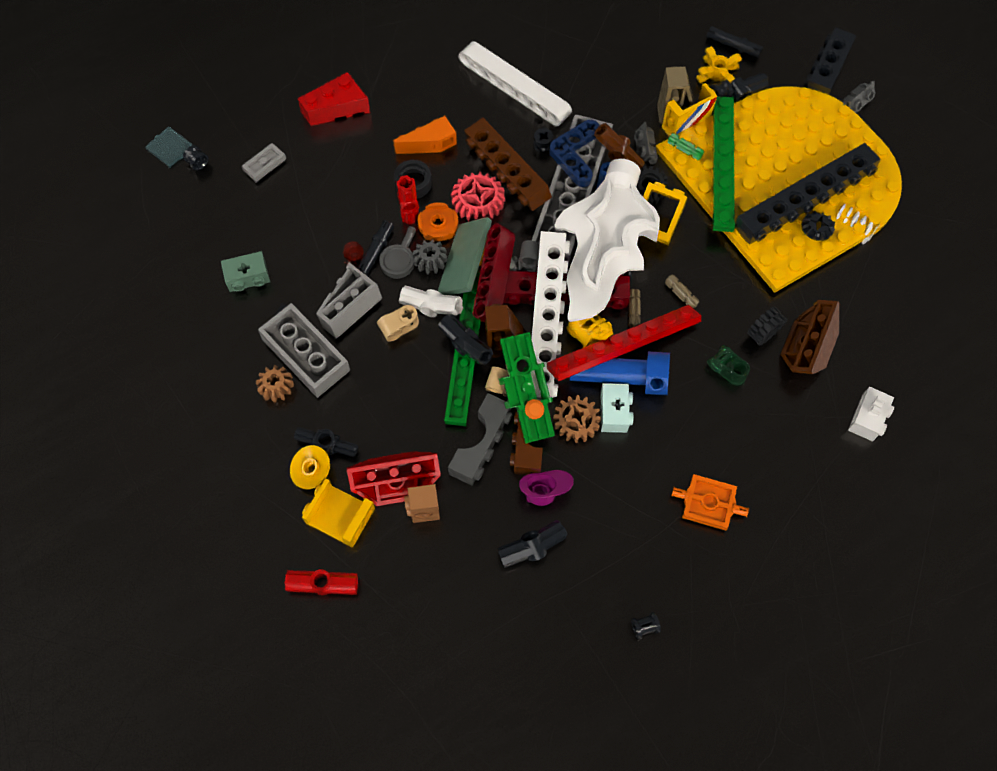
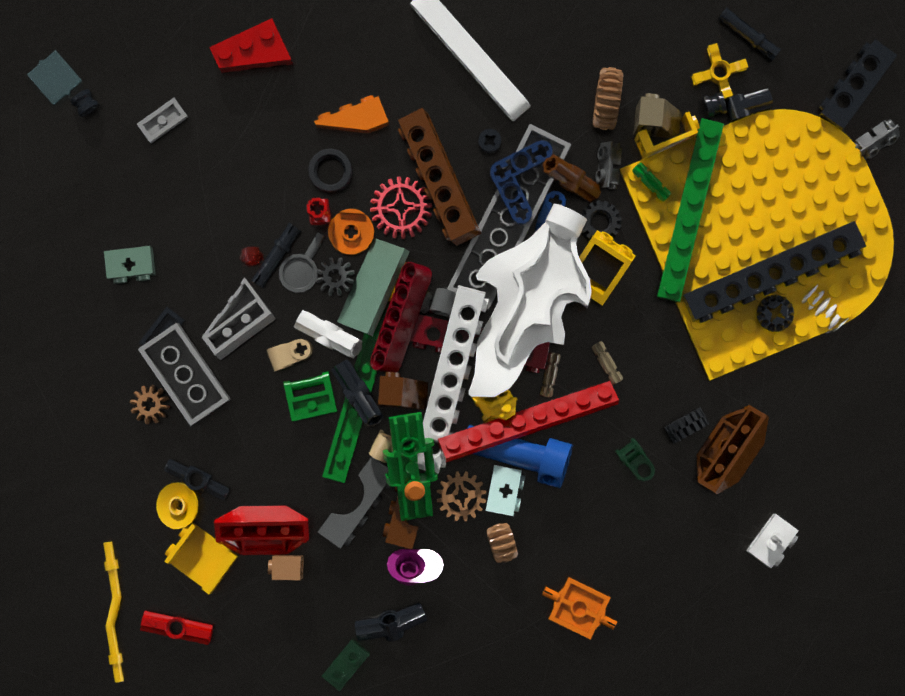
camera: 15 degrees right, 20 degrees up
(263, 623) = (115, 657): none -> yellow bar
(424, 362) = (310, 404): none -> green plate
(495, 590) = (346, 664): none -> clear green brick
(624, 451) = (502, 543): none -> medium nougat gear
(634, 92) = (608, 98): none -> medium nougat gear

